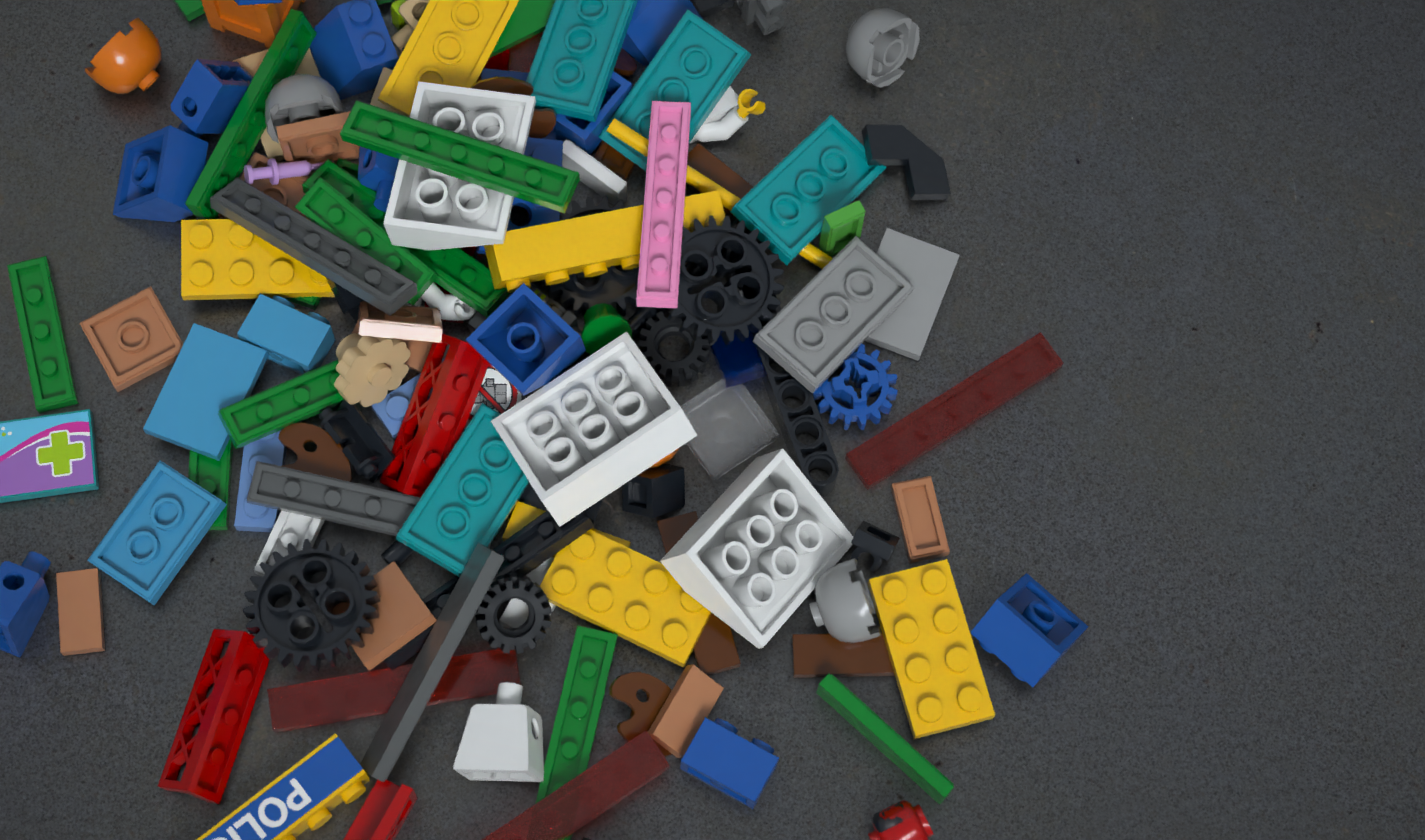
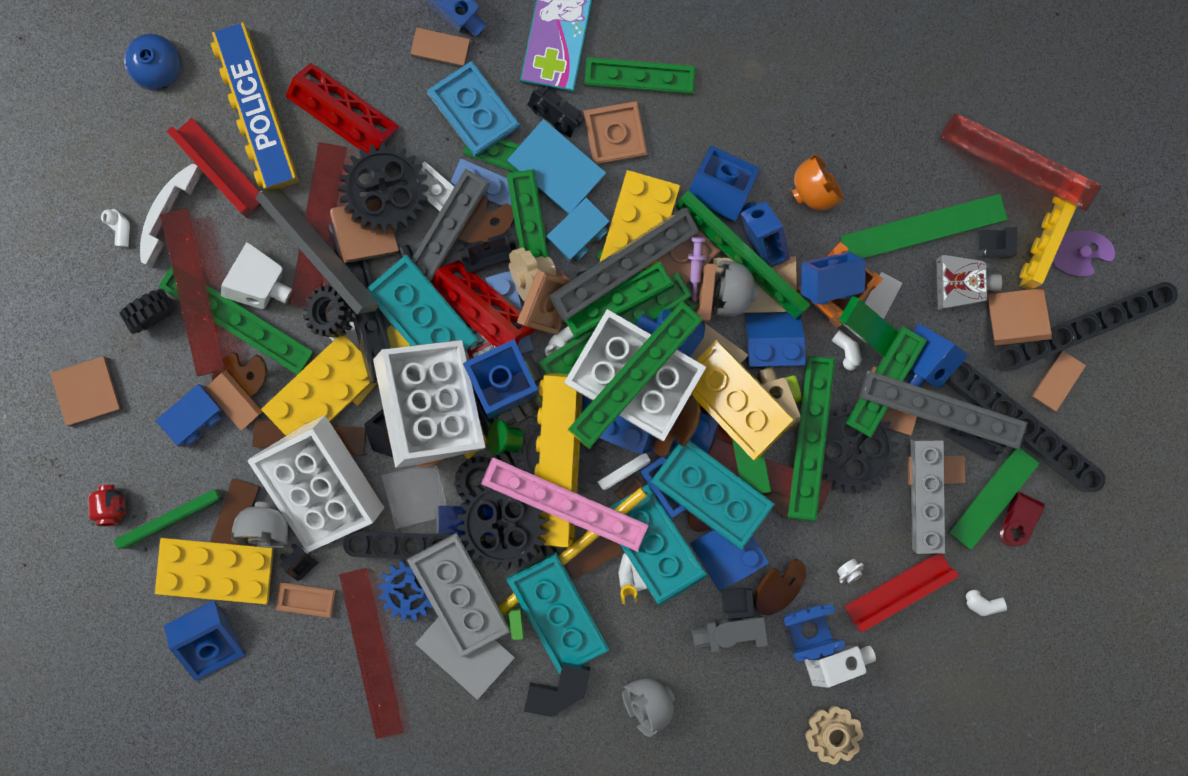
camera: 110 degrees right, 15 degrees up
(123, 439) = (545, 104): none -> black hinge

